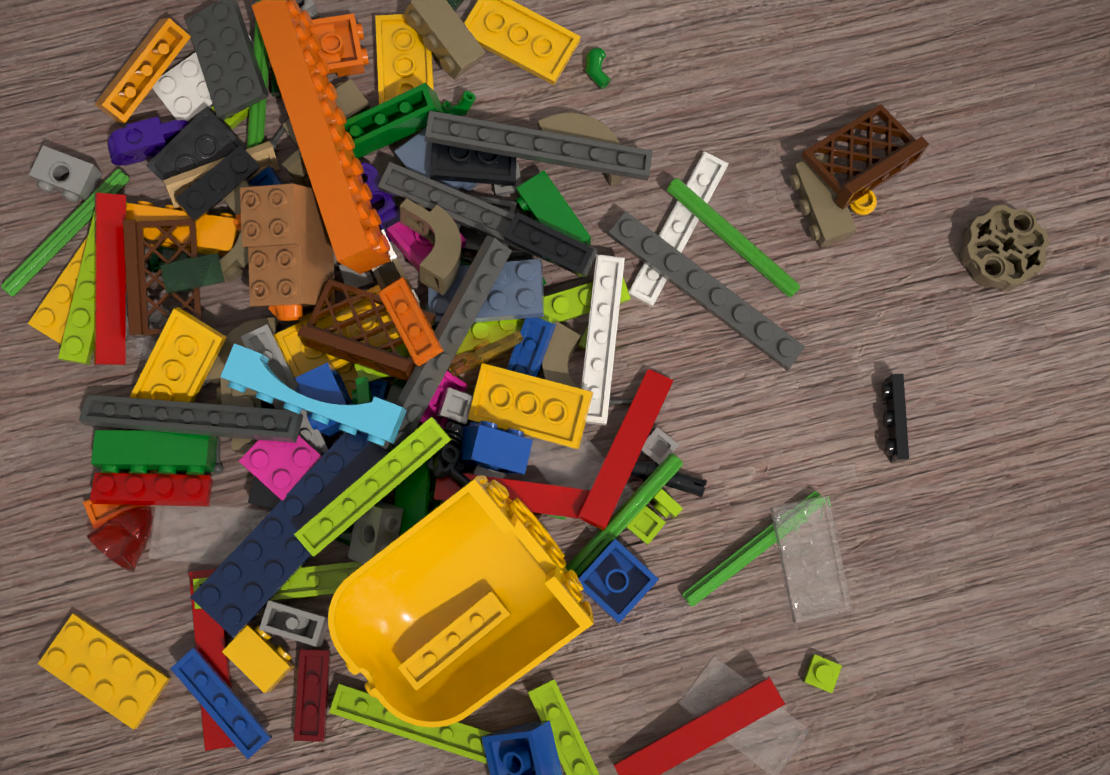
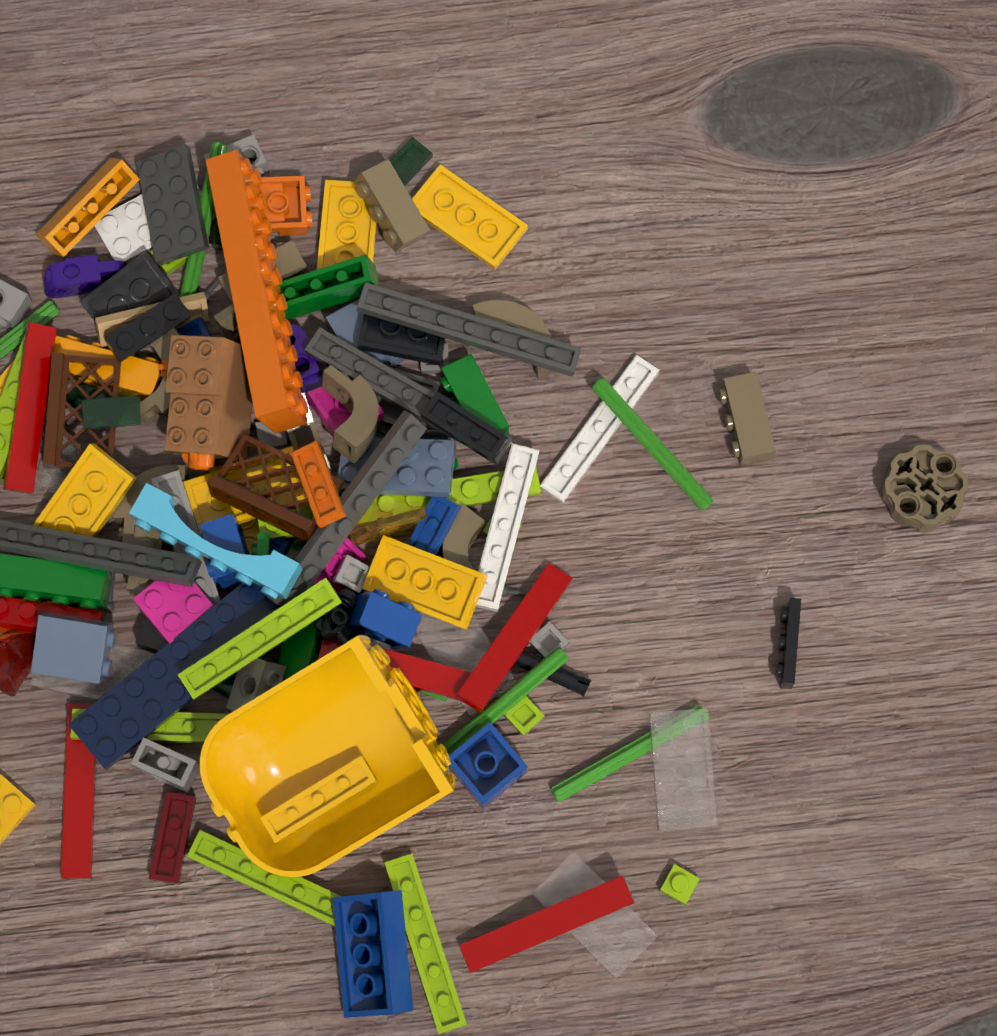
camera: 10 degrees right, 5 degrees down
(184, 518) = (73, 647): none -> sand blue brick
(221, 703) = (83, 832): blue plate -> none
(259, 658) = (125, 794): yellow brick -> none
(463, 105) = (397, 282): green arm -> none
(593, 67) = (537, 257): green arm -> none
(666, 505) = (547, 698): lime plate -> none
(706, 290) = (618, 493): dark grey plate -> none
(865, 204) = (789, 424): yellow plate -> none
(875, 174) = (801, 399): reddish brown fence -> none

